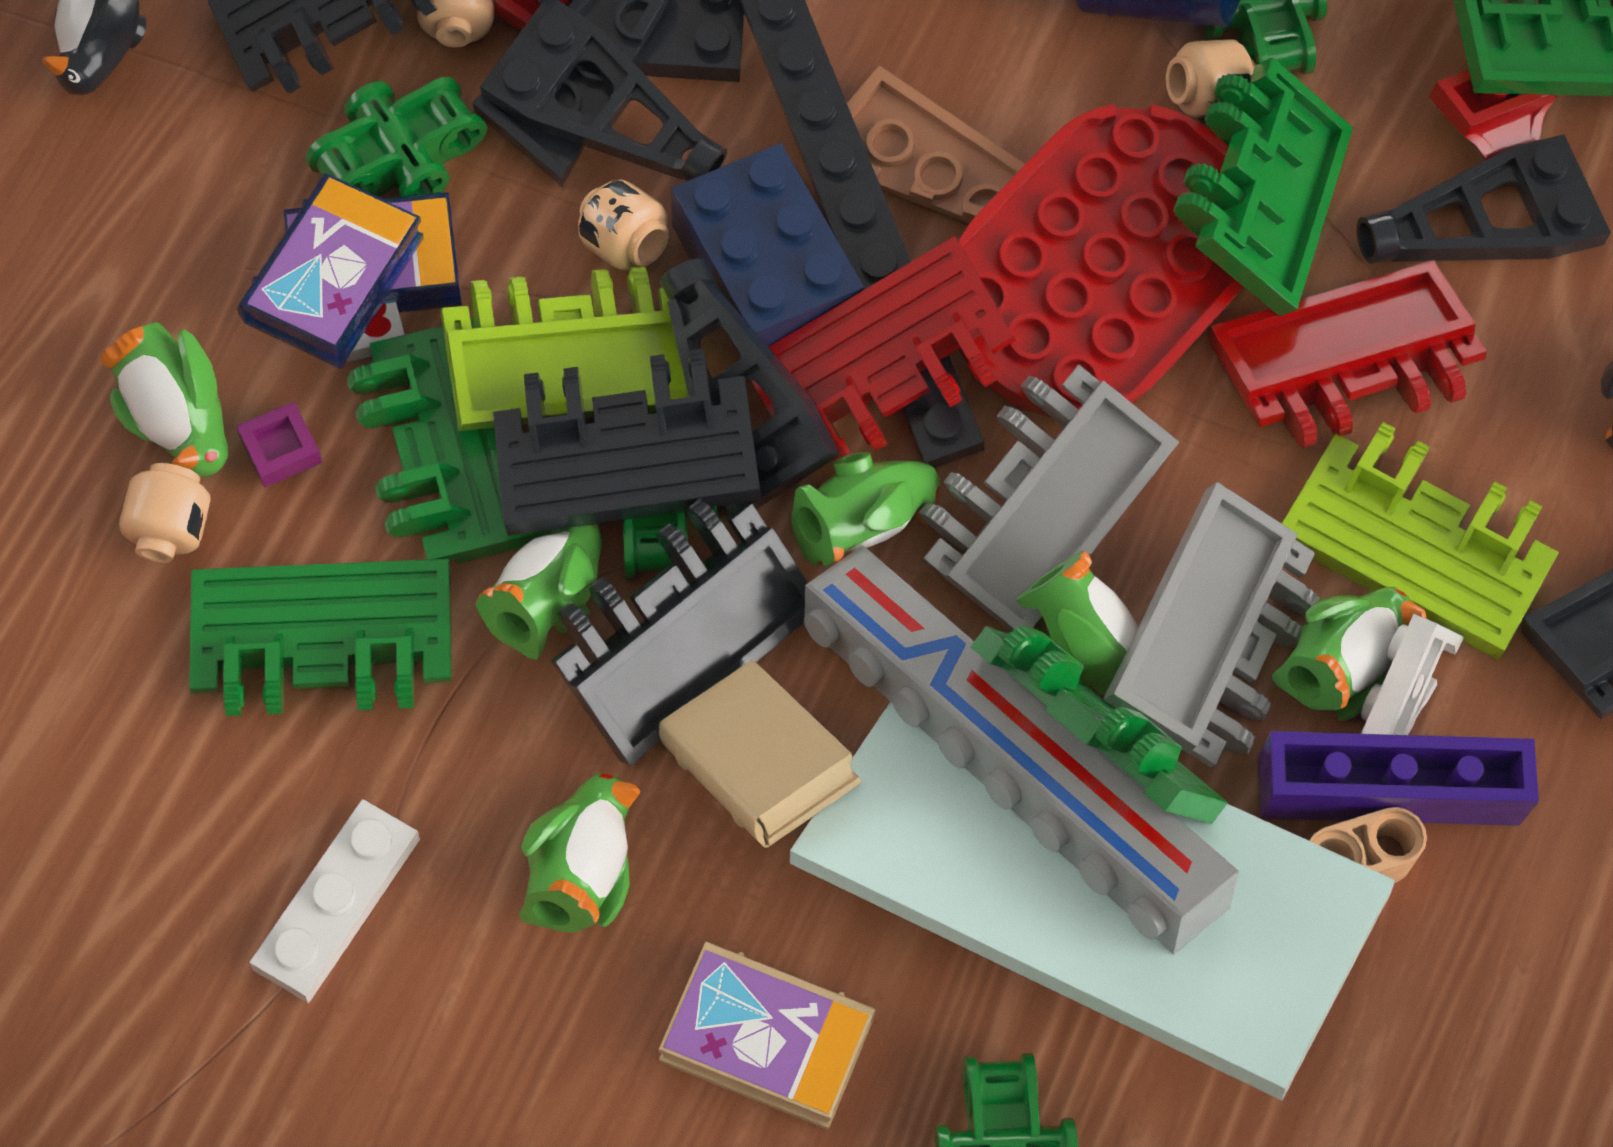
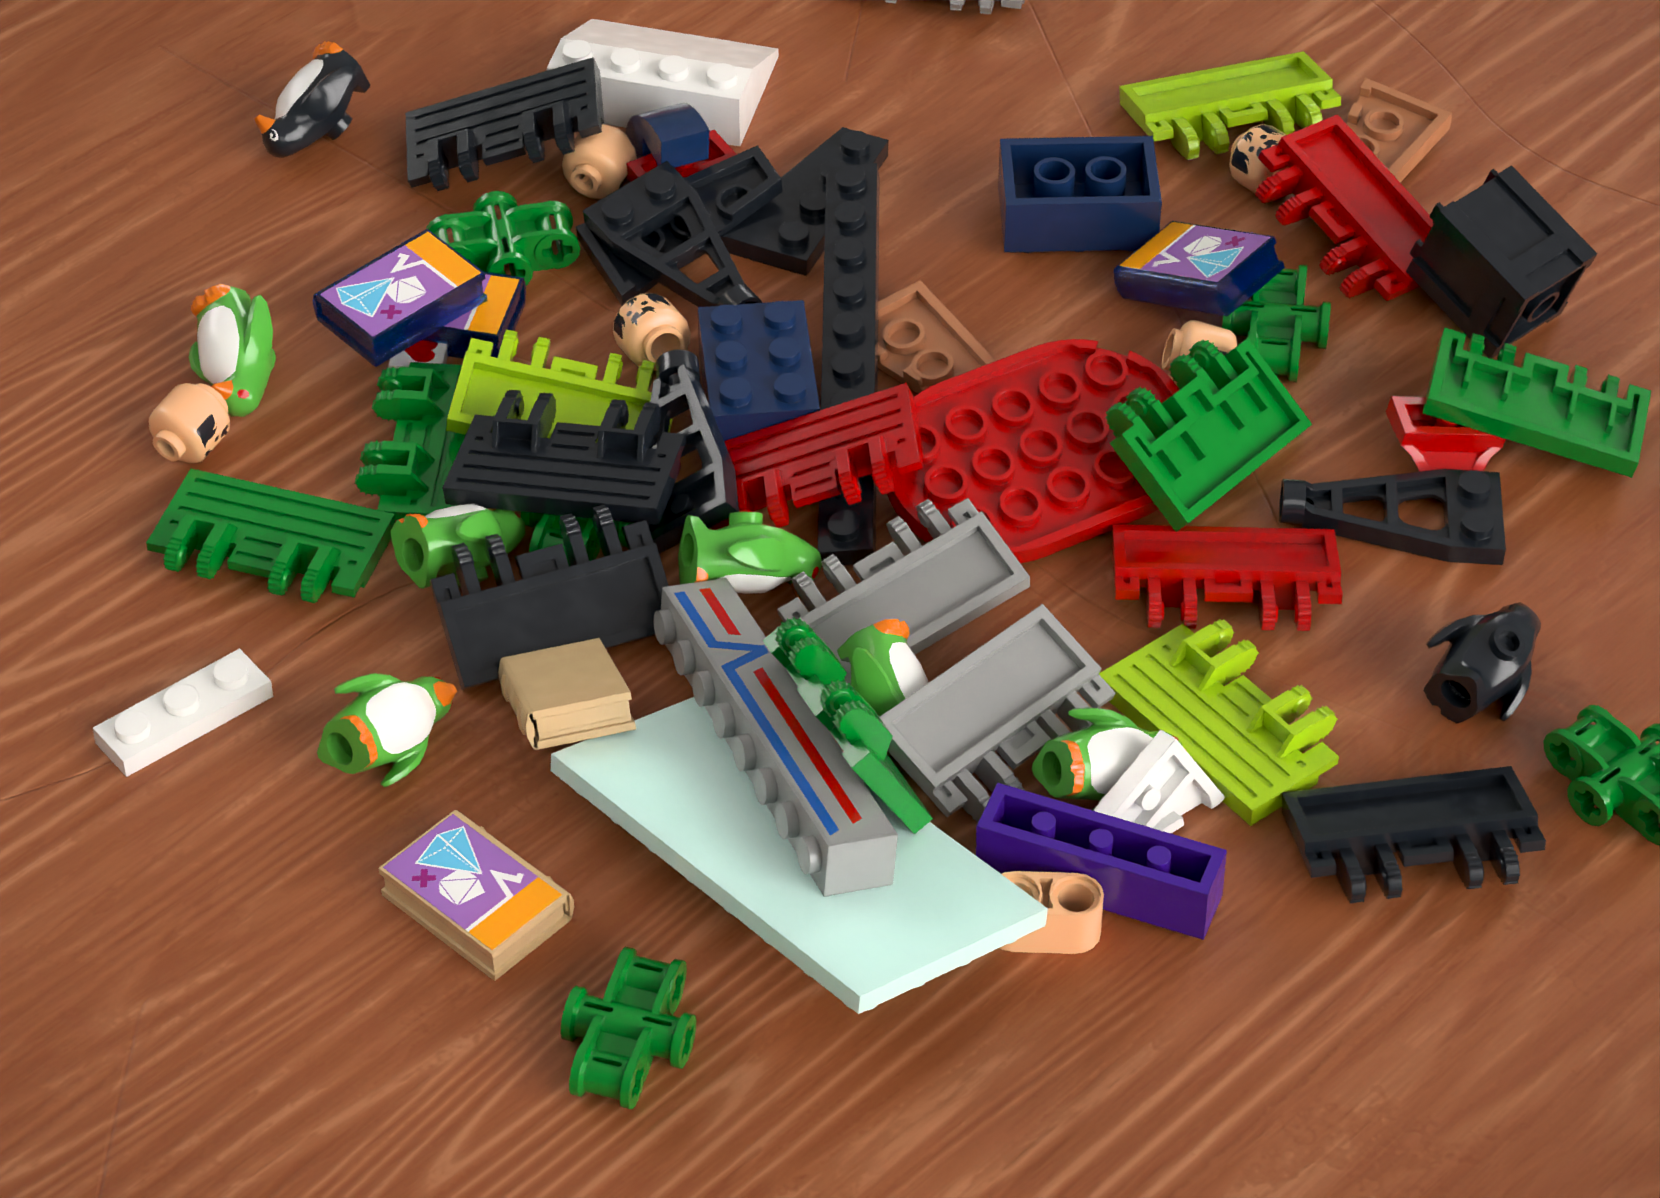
camera: 25 degrees right, 20 degrees down
(279, 444) = (303, 407): magenta plate -> none

